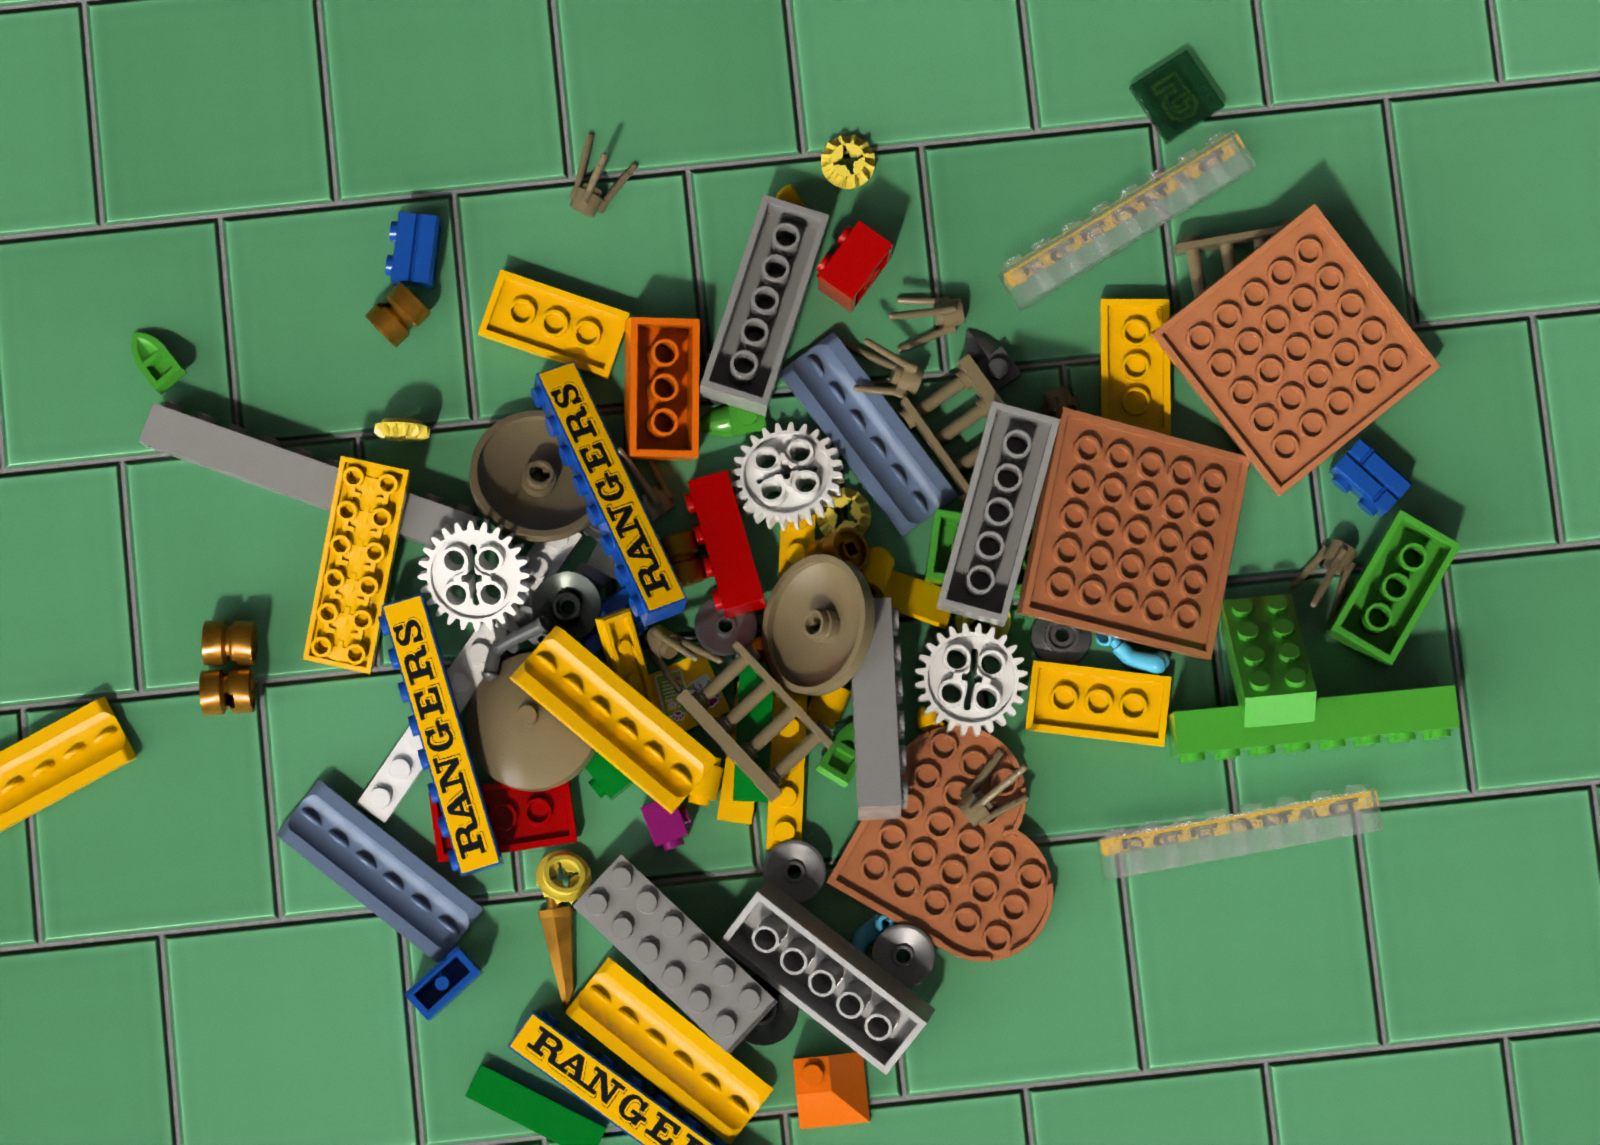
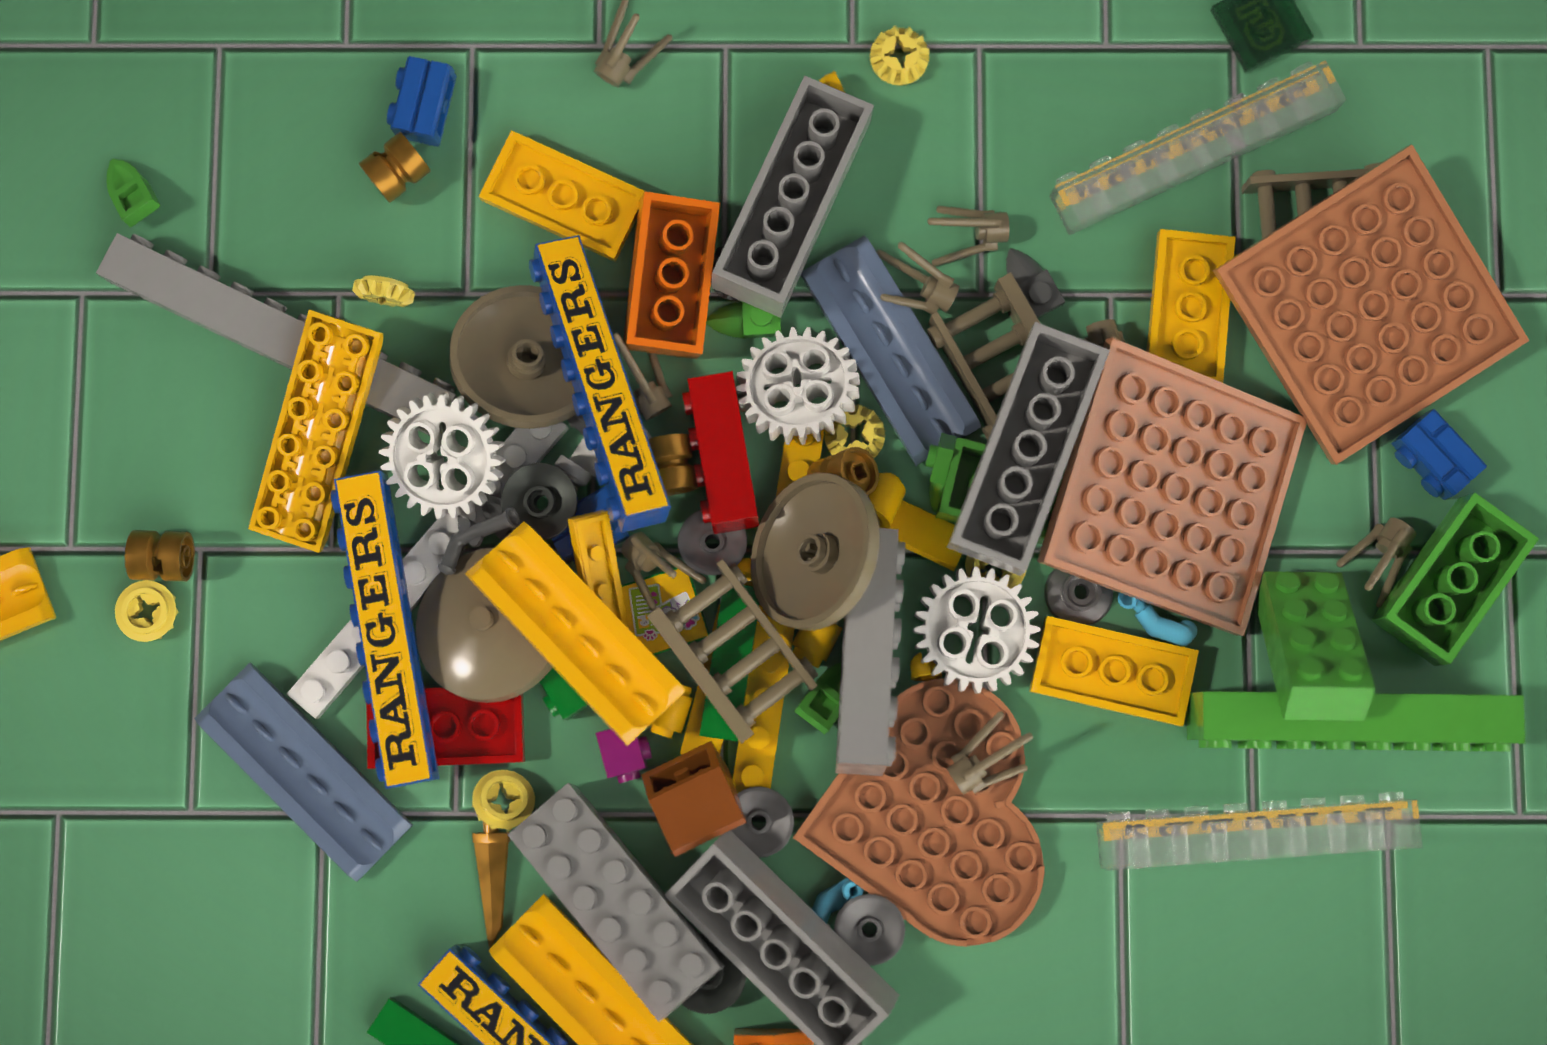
camera: 10 degrees right, 0 degrees up
(203, 740) = (130, 605): none -> light yellow gear
(229, 643) = (163, 502): pearl gold wheel -> none
(443, 983) = (356, 905): blue brick -> none
(734, 855) = (693, 798): none -> dark orange slope
(854, 265) = (895, 163): red brick -> none
(922, 531) = (939, 460): none -> bright green plate

